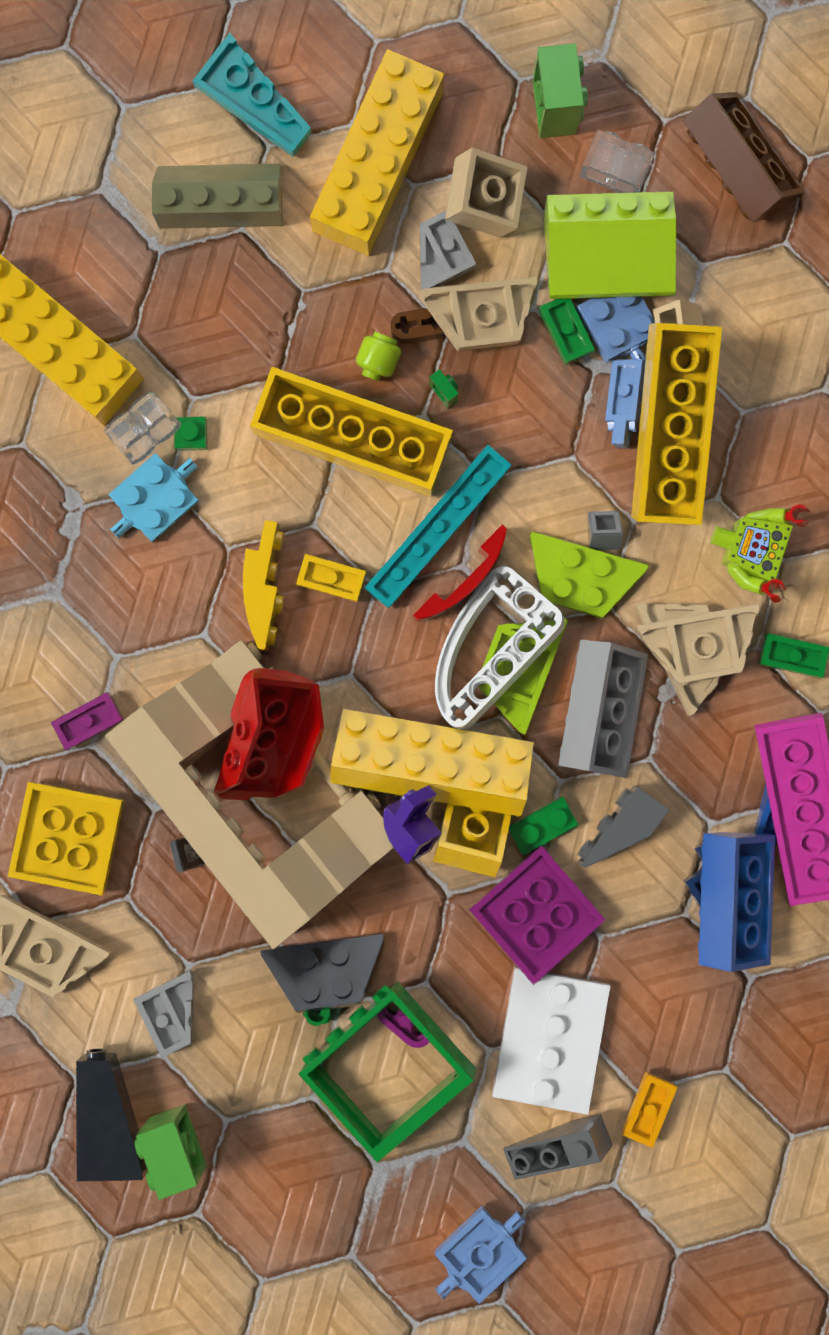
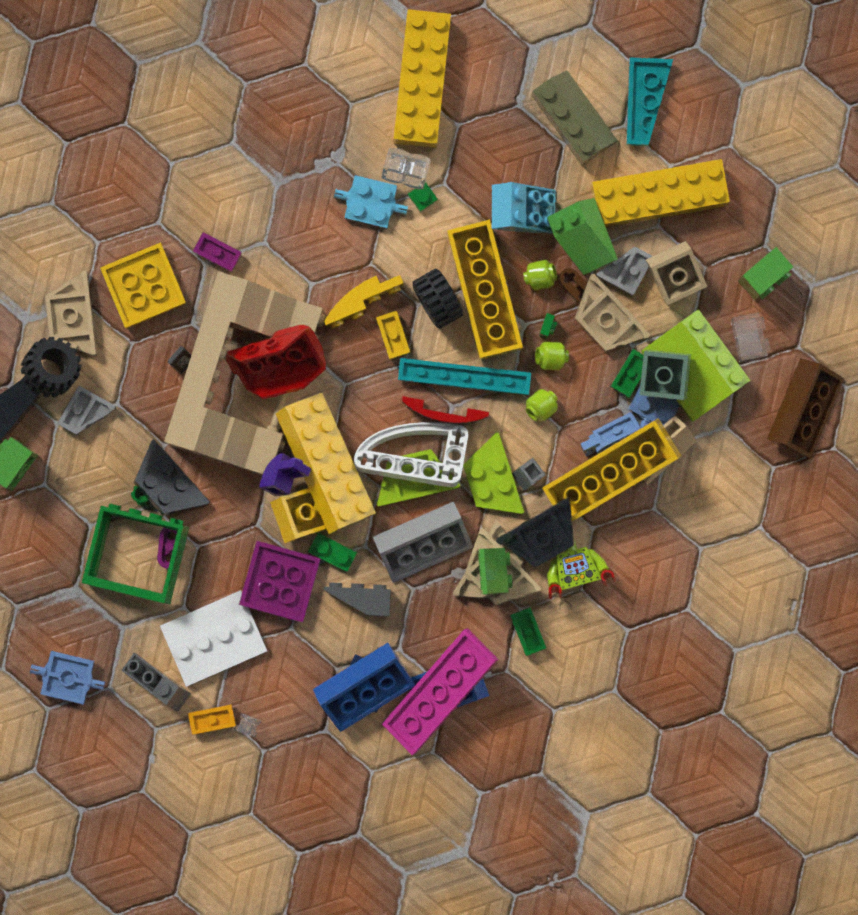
camera: 55 degrees right, 0 degrees up
(70, 1002) = (58, 353): none -> black tyre
(284, 321) = (522, 207): none -> medium azure slope
(324, 492) = (437, 298): none -> black tyre
(367, 271) = (583, 235): none -> bright green slope
(483, 407) = (551, 356): none -> lime head
(534, 458) = (541, 405): none -> lime head
(603, 281) = (665, 374): none -> sand green brick
(686, 1070) = (248, 725): none -> clear wheel
(695, 559) = (542, 535): none -> black wing
(707, 648) = (493, 570): none -> bright green slope

